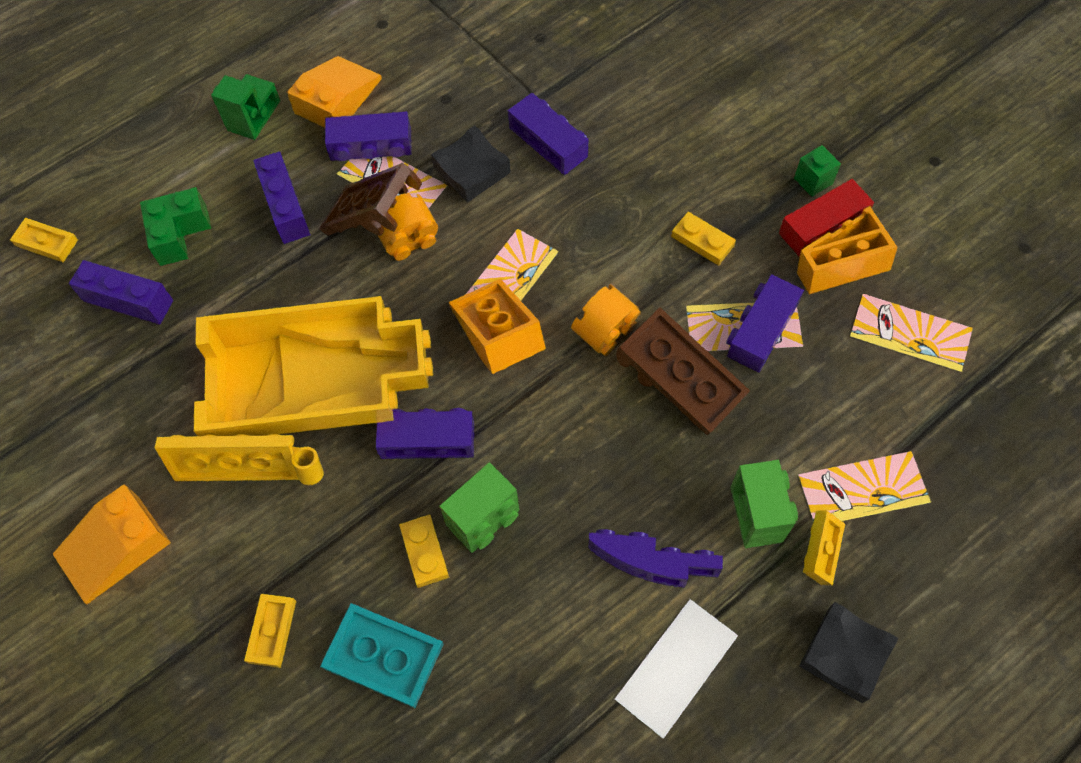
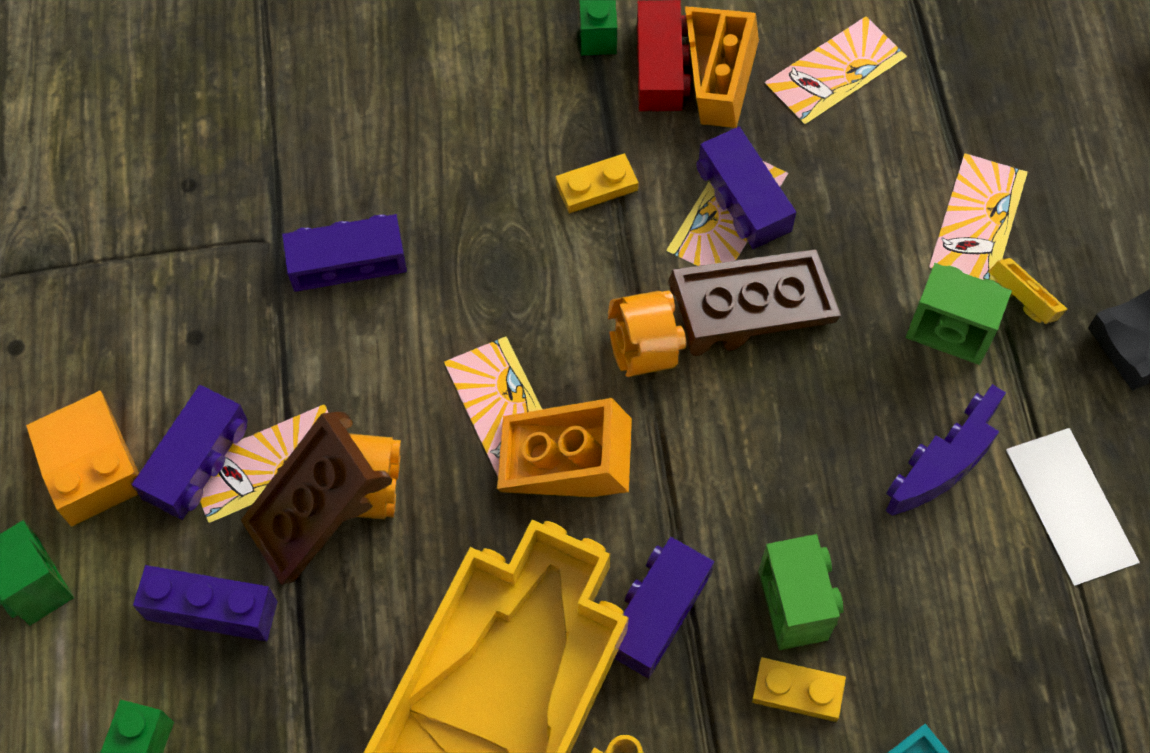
camera: 60 degrees left, 0 degrees up
(471, 164) = (325, 358): black brick -> none

